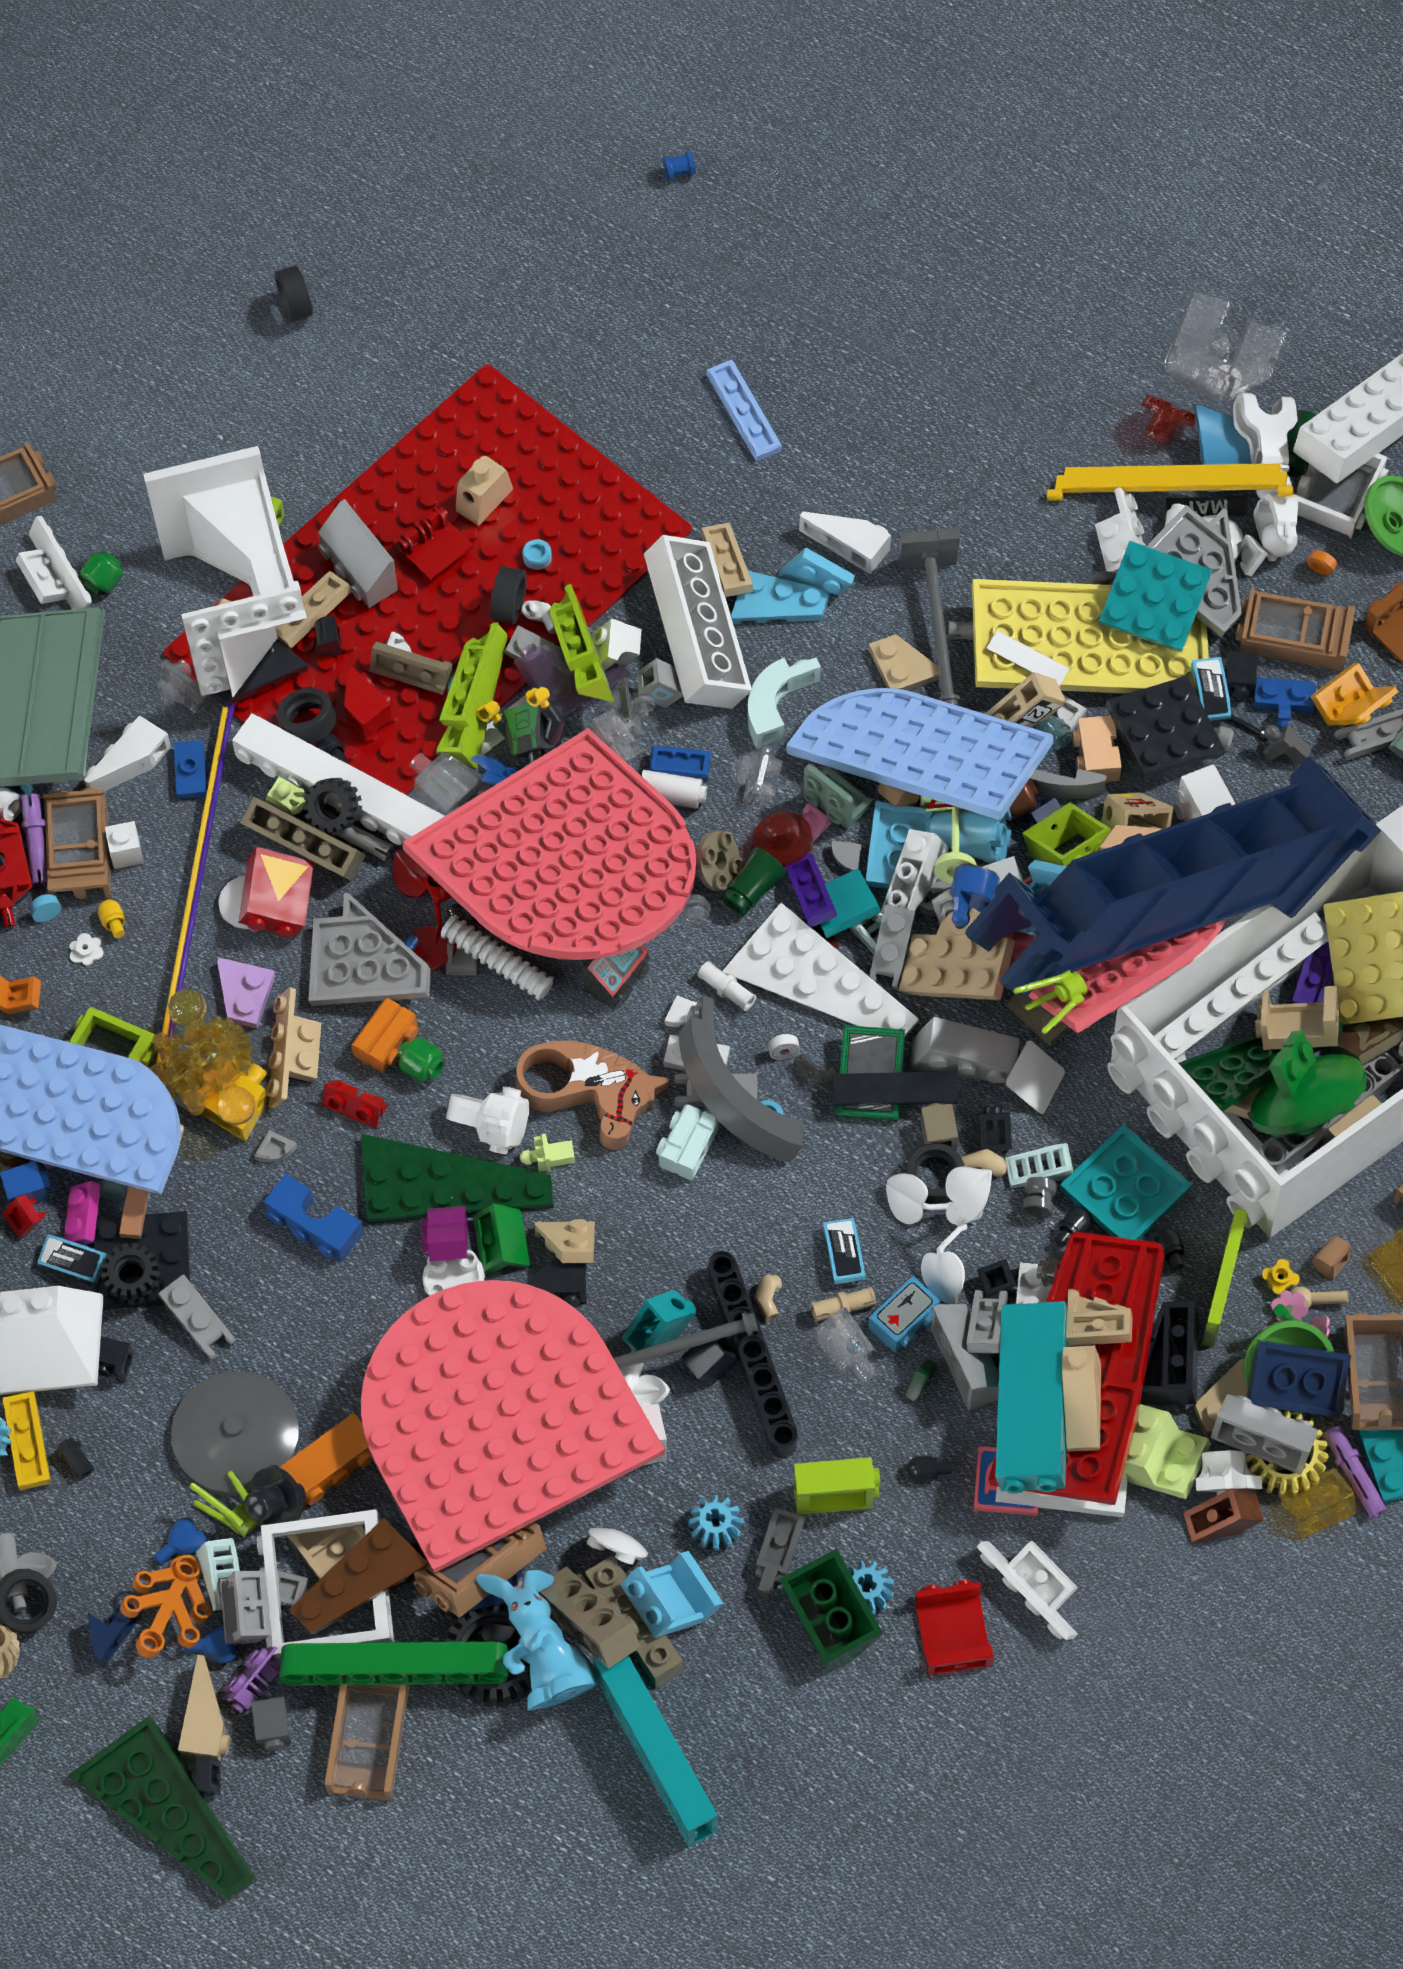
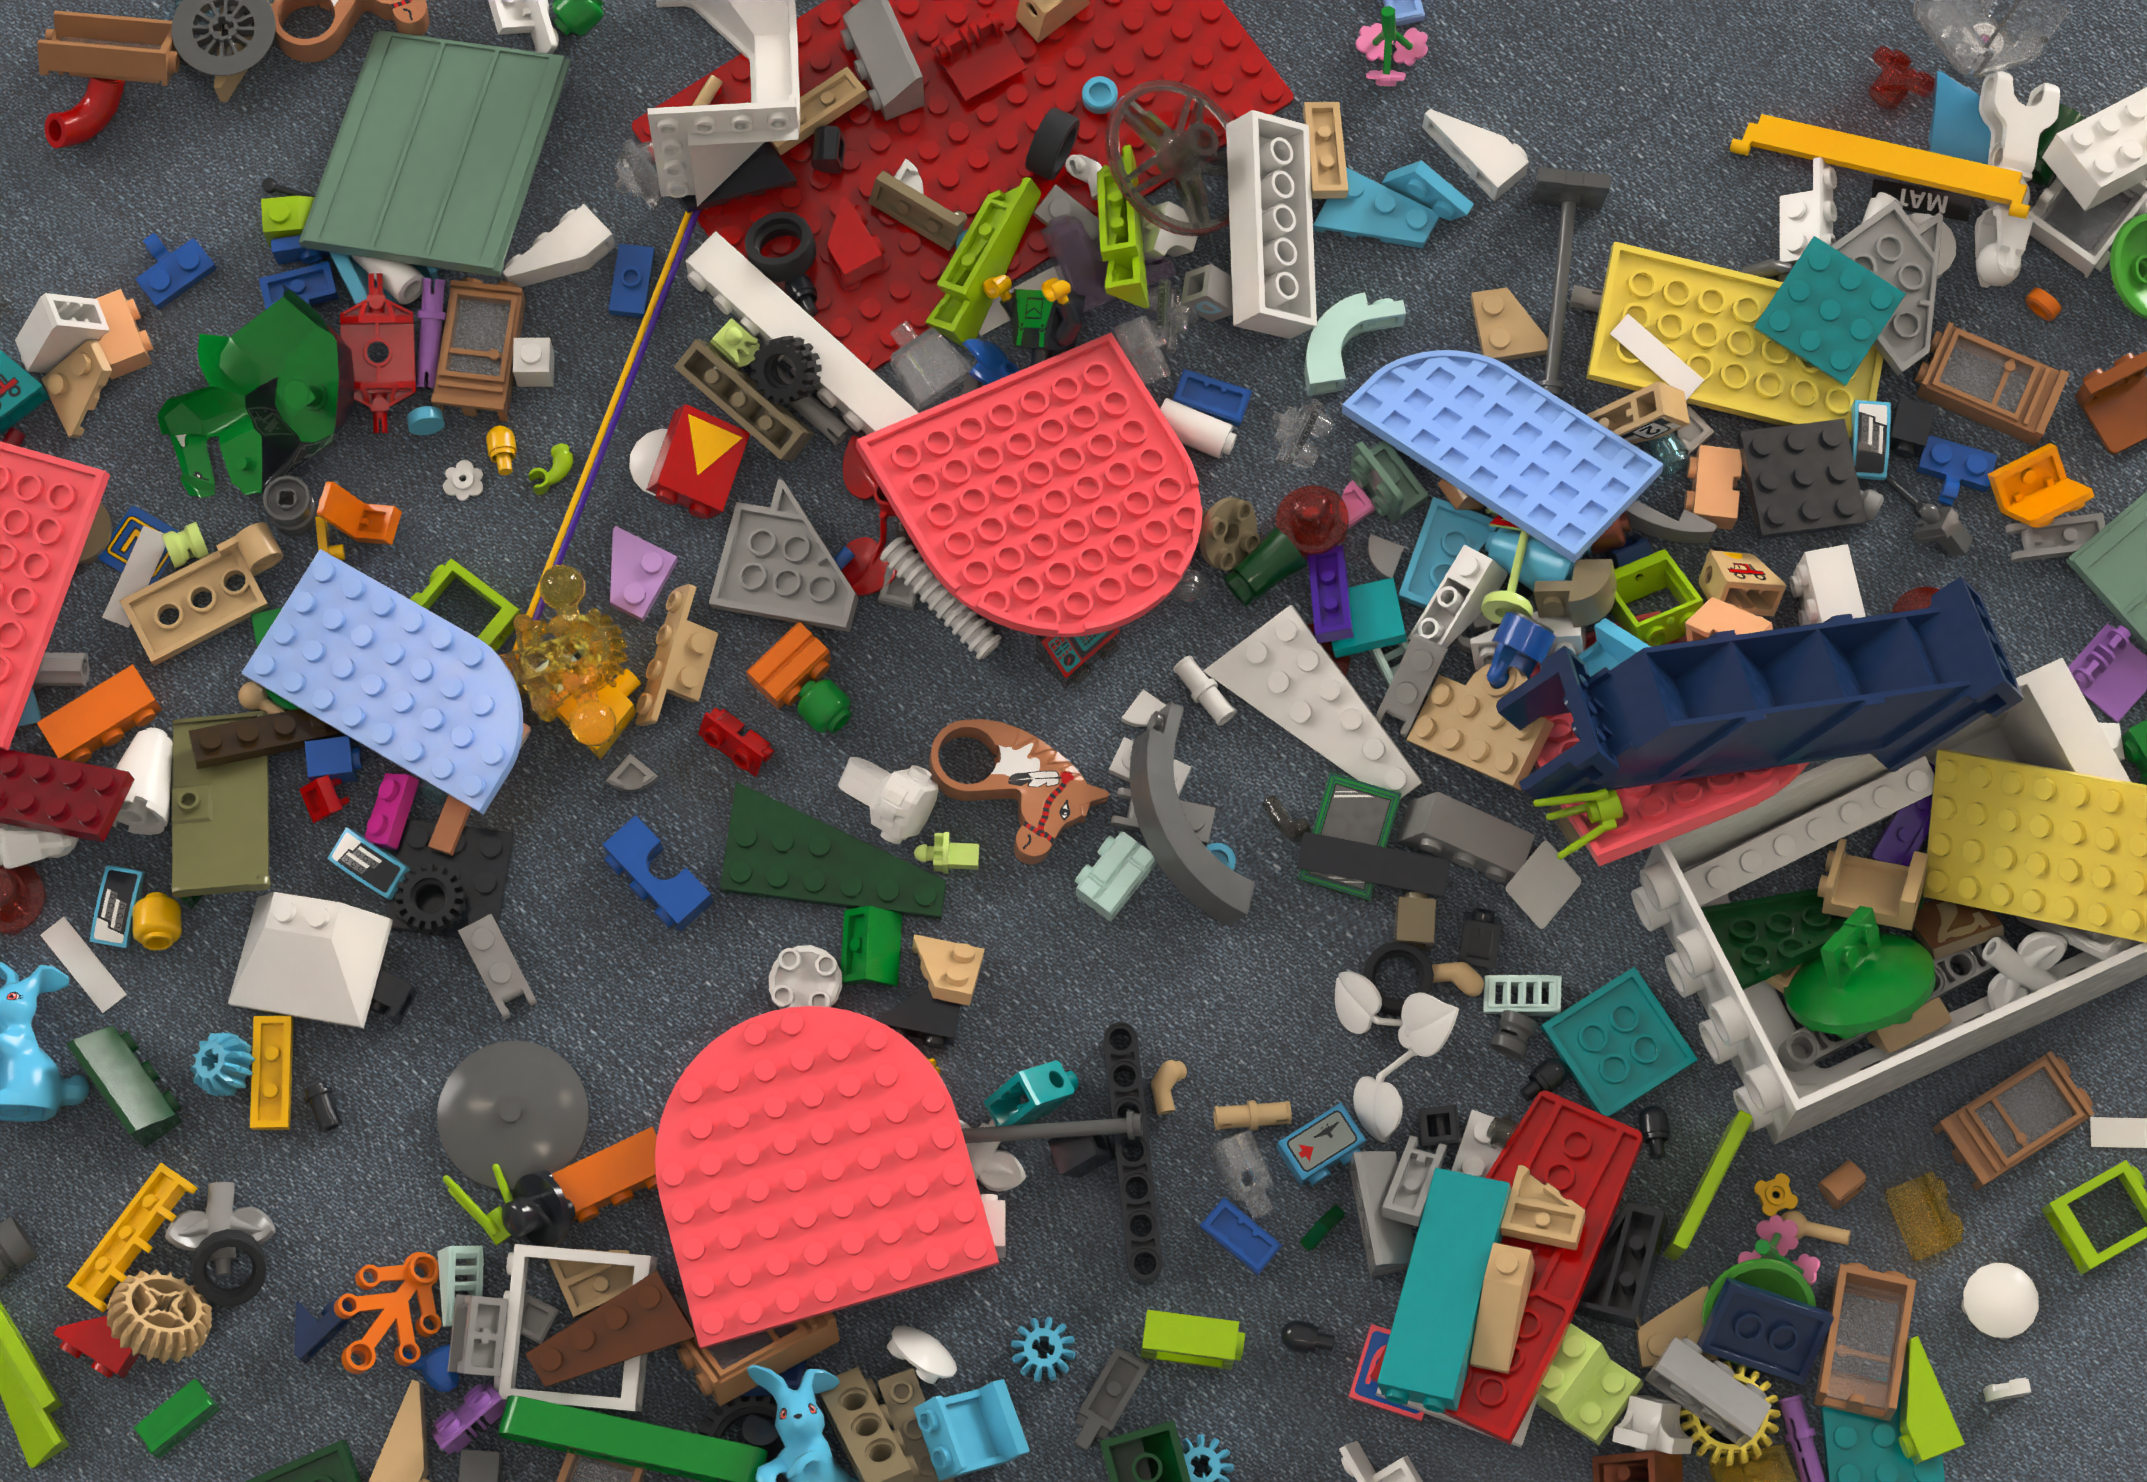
camera: 10 degrees right, 10 degrees up
(164, 921) = (561, 466): none -> lime arm
(182, 1540) = (425, 1232): blue rock -> none
(445, 1233) = (806, 929): magenta brick -> none
(613, 580) = (1179, 155): none -> clear smoke wheel
(750, 473) = (1378, 41): none -> bright pink plant
(783, 1047) = (1254, 781): white tile -> none
(844, 1251) = (1268, 1050): slope -> none
(856, 1400) = (1240, 1236): none -> blue plate
(1013, 848) = (1584, 598): none -> dark tan brick
(1252, 555) = (1960, 277): white tile -> none

